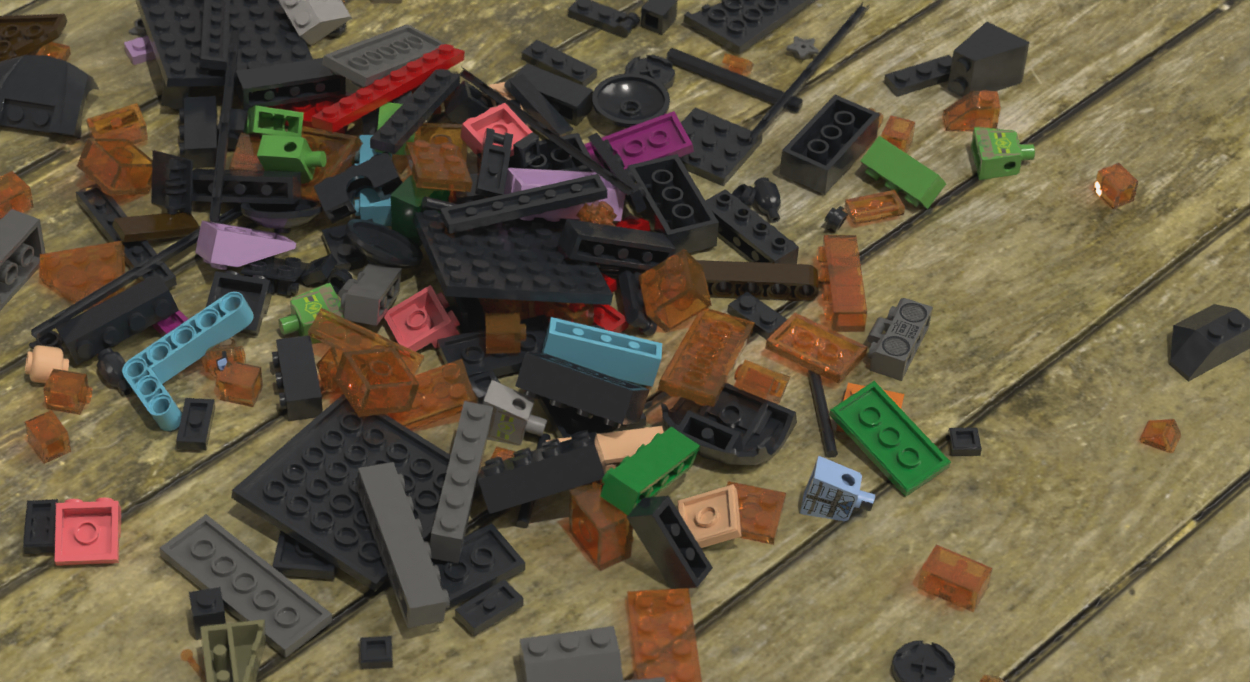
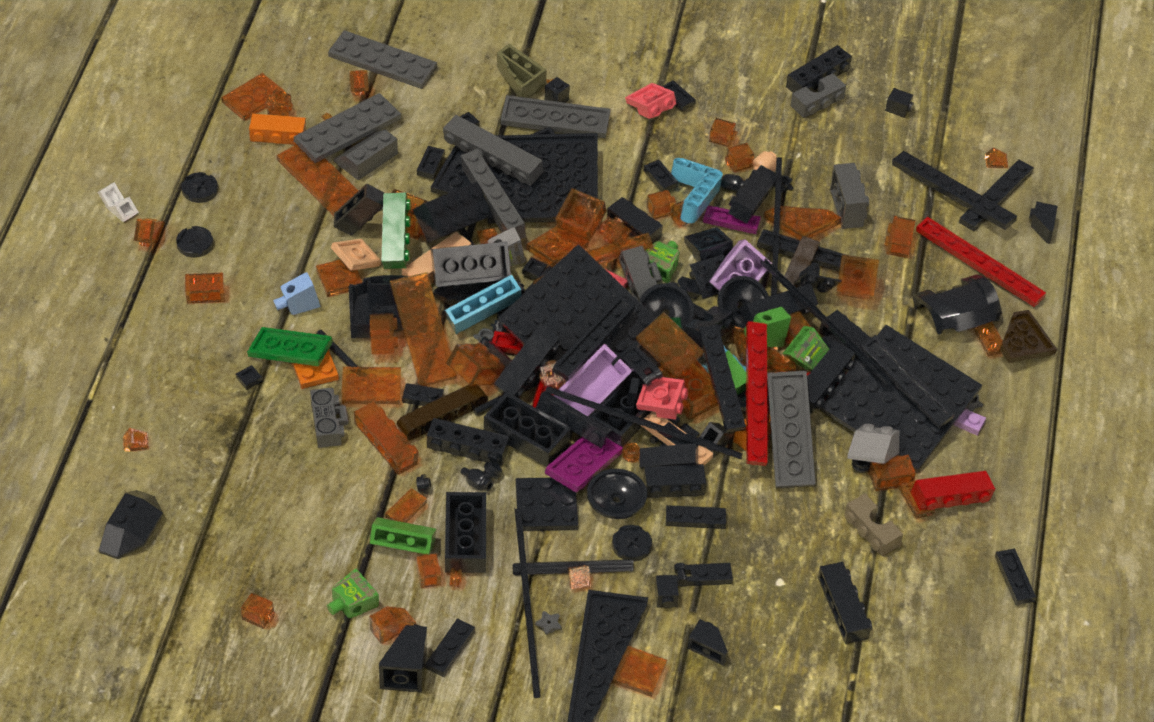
camera: 145 degrees right, 5 degrees up
(119, 124) = (890, 306): clear orange brick -> none

